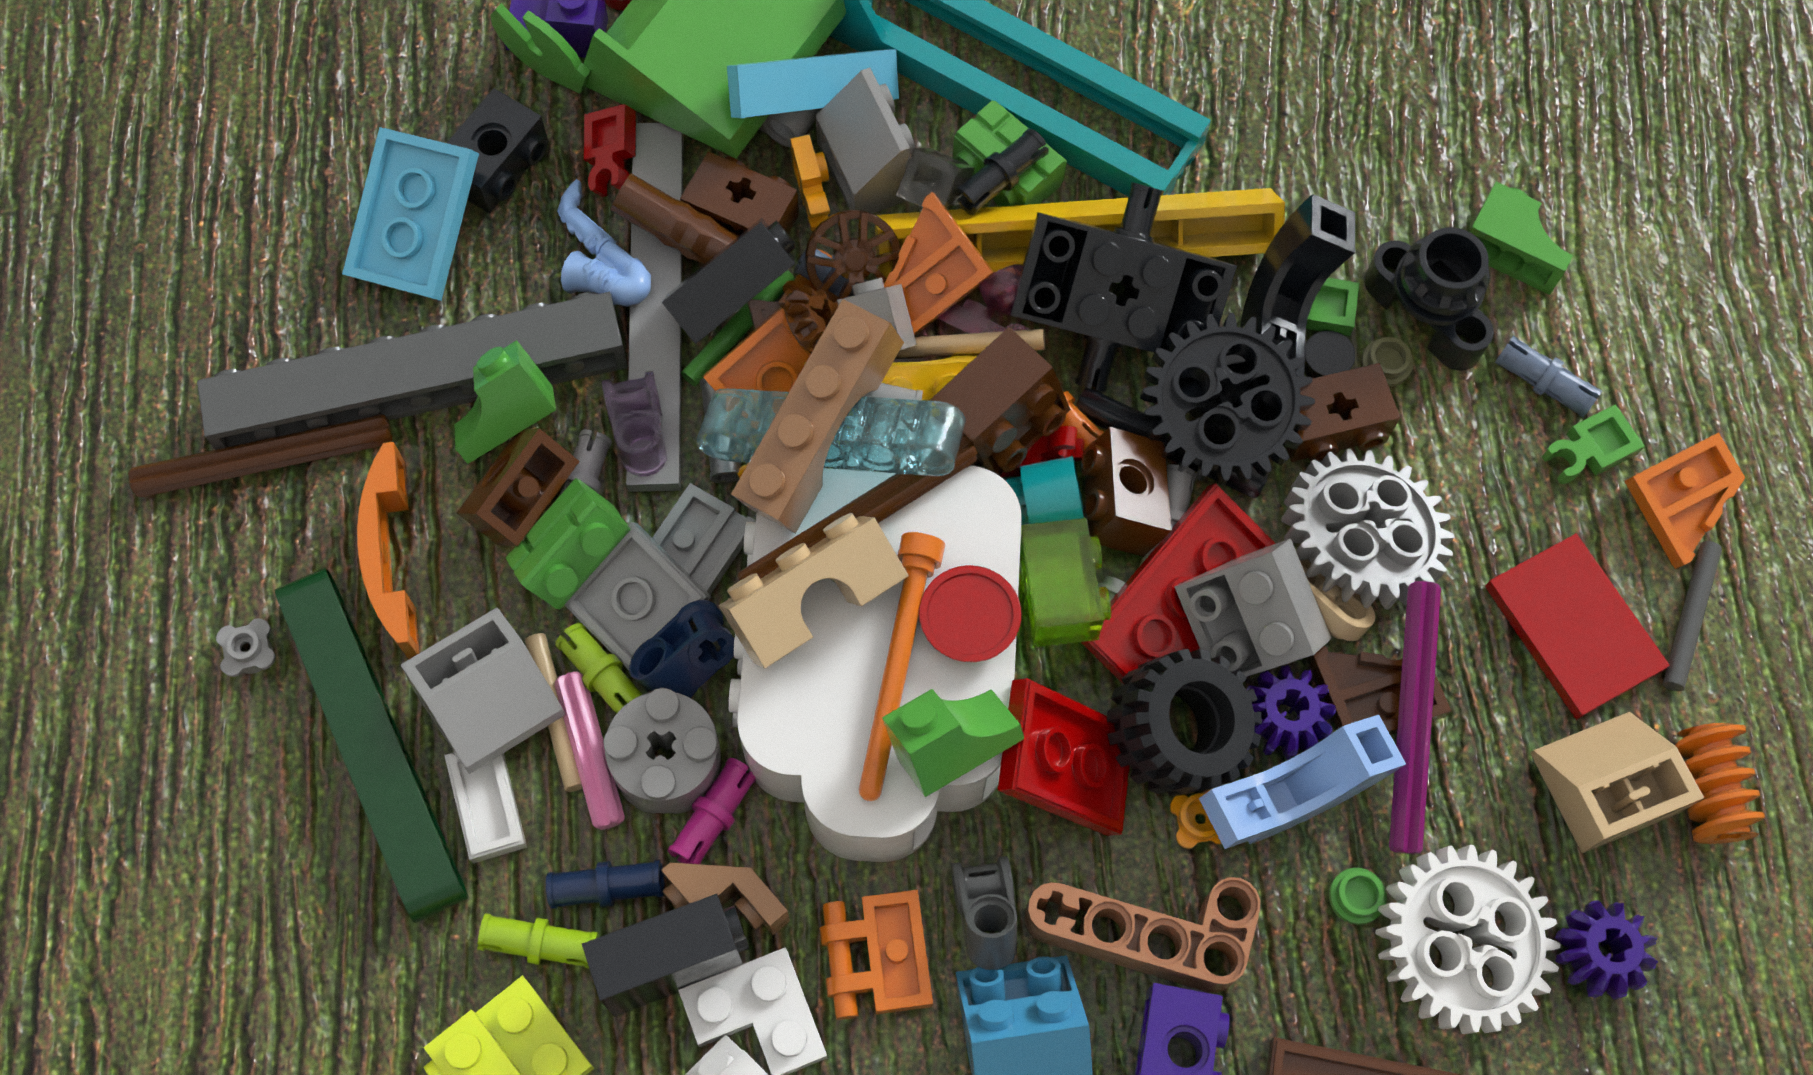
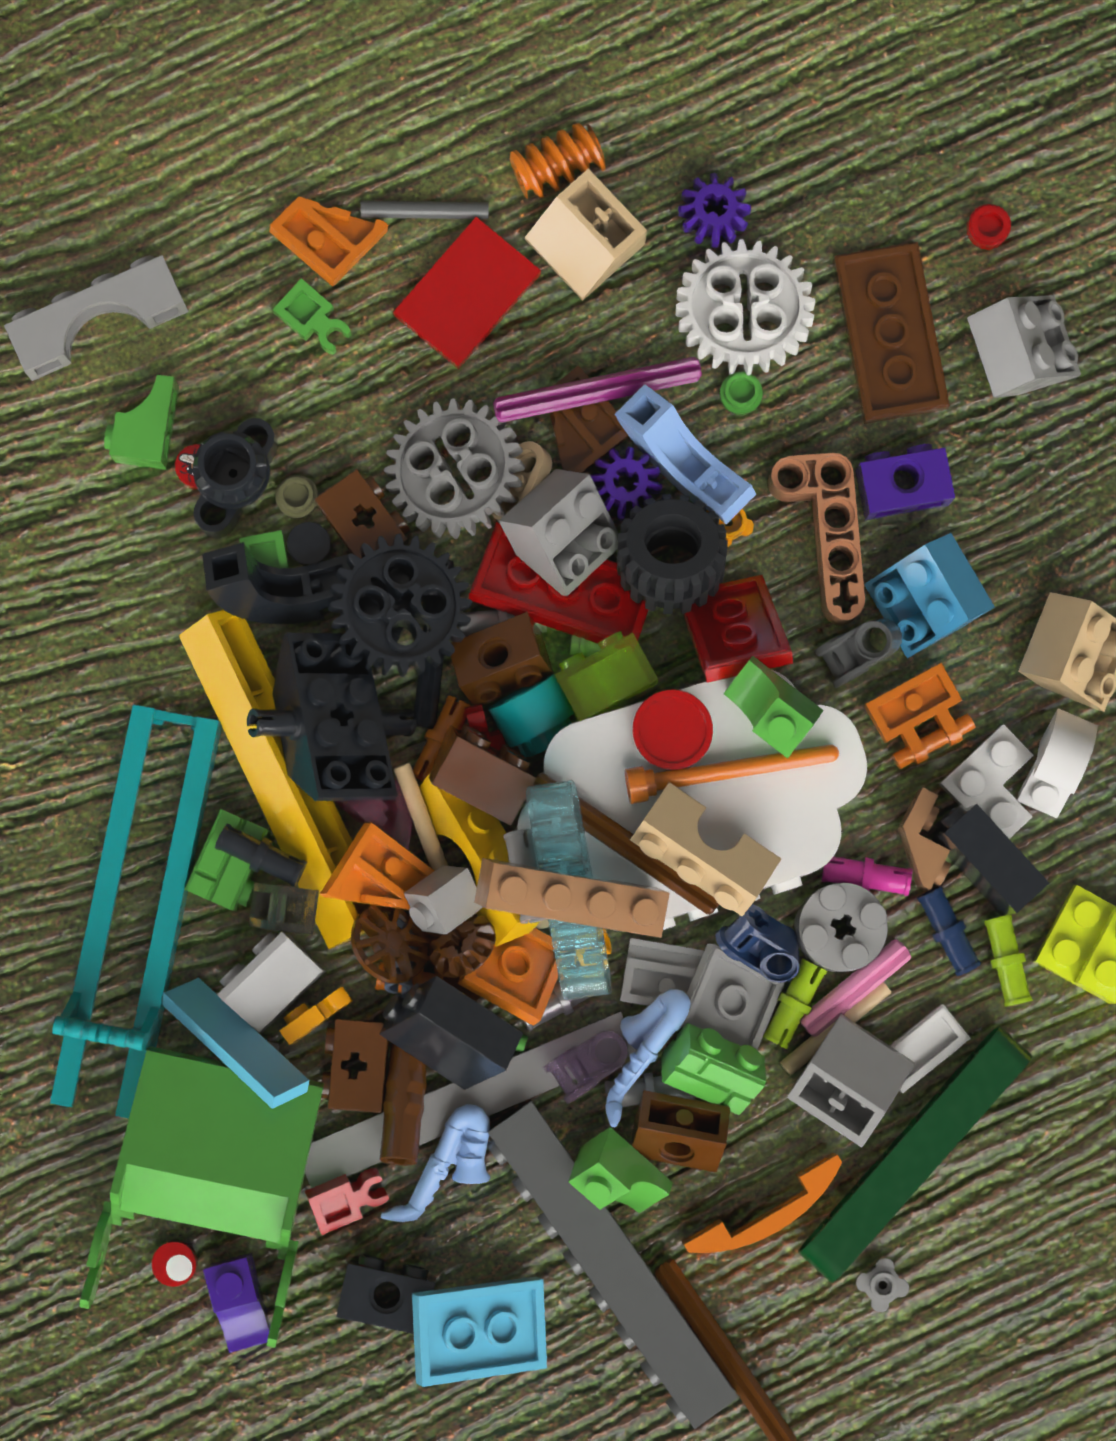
camera: 115 degrees left, 15 degrees up
(641, 494) = (648, 1035): none -> light blue piece
(1548, 376) = (262, 367): sand blue pin -> none
(1646, 177) = (46, 335): none -> light grey arch

